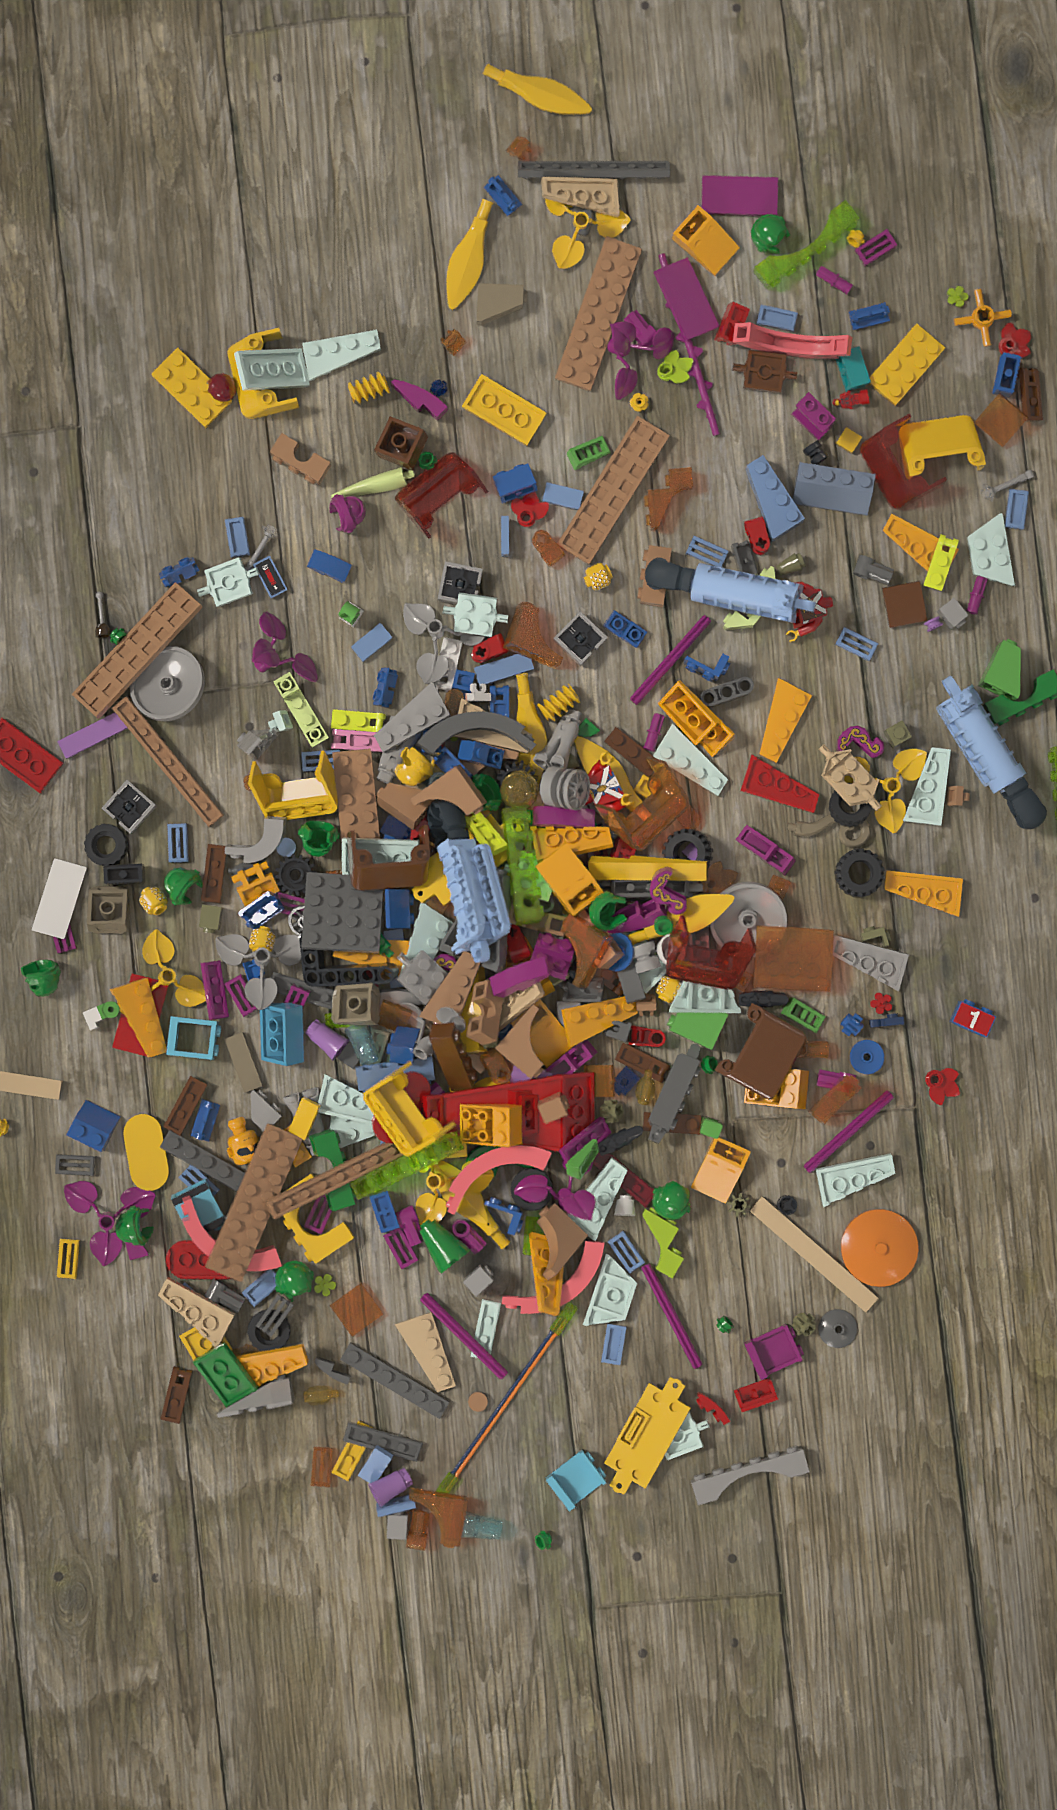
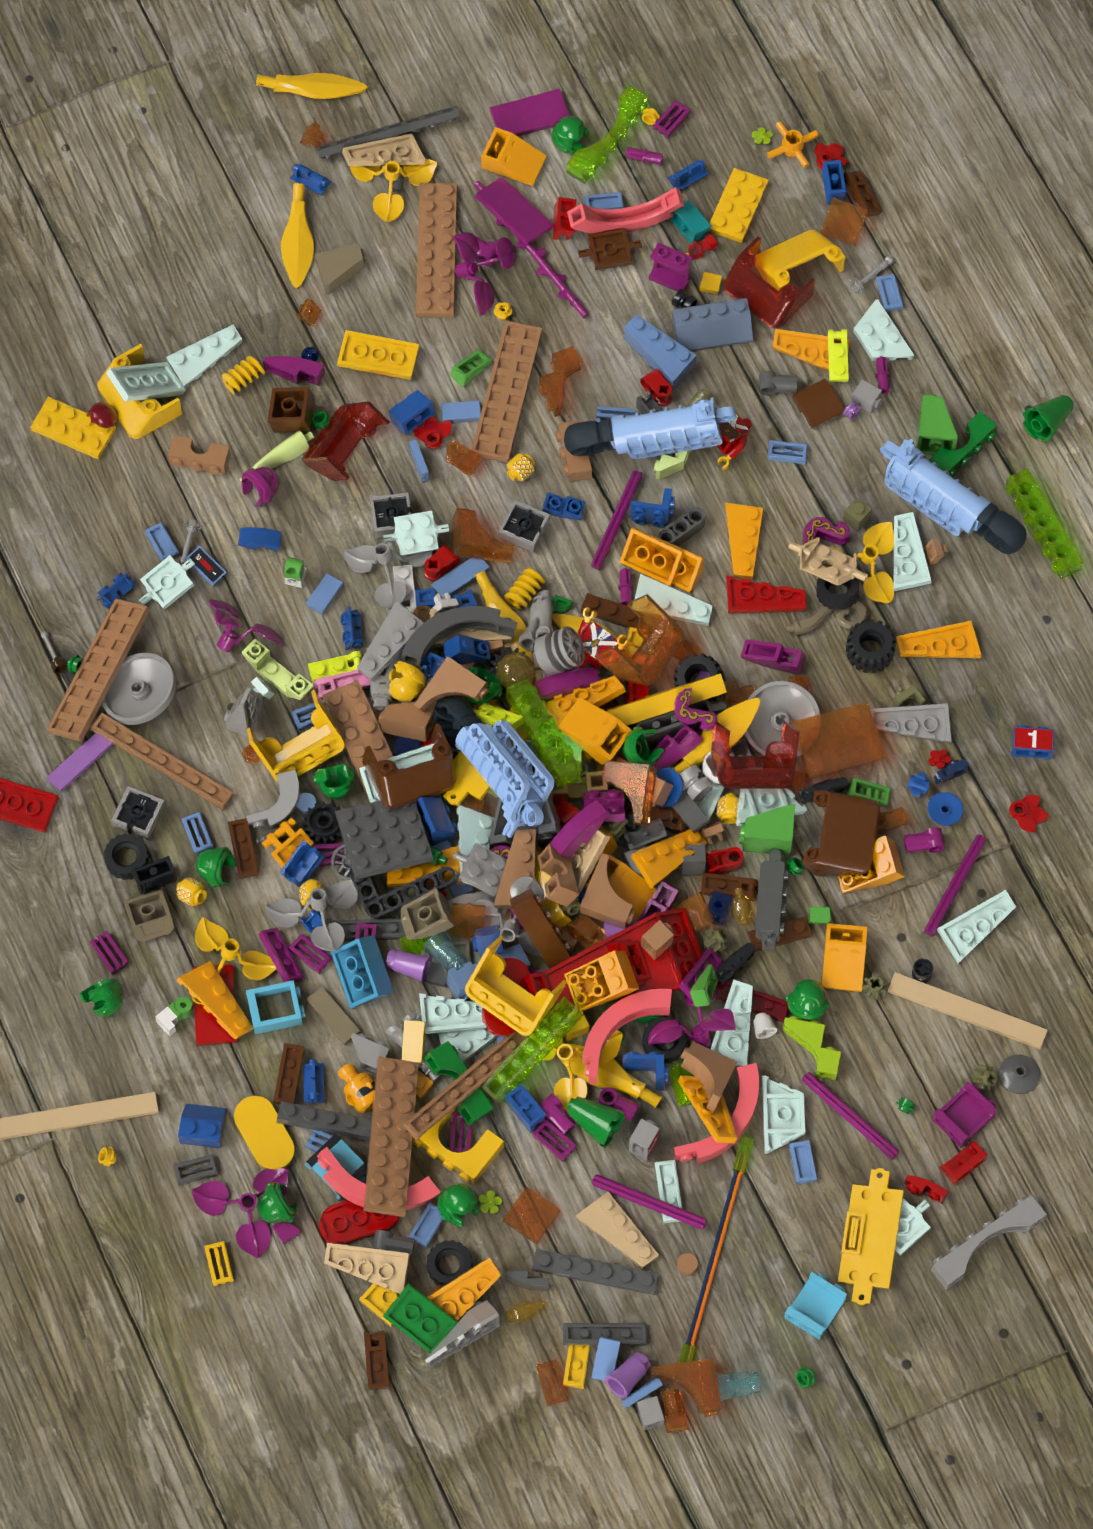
camera: 15 degrees left, 20 degrees down
(59, 898) = (96, 921): white sticker -> none
(210, 918) = (254, 889): olive brick -> none
(265, 1328) = (455, 1226): dark grey tile -> none
(635, 1265) = (775, 1075): medium blue tile -> none
(663, 925) = (701, 746): green tile -> none
(676, 366) = (525, 271): lime plate -> none
(836, 1097) = (929, 851): clear orange arch -> none
(879, 1247) = (1029, 983): orange dish -> none

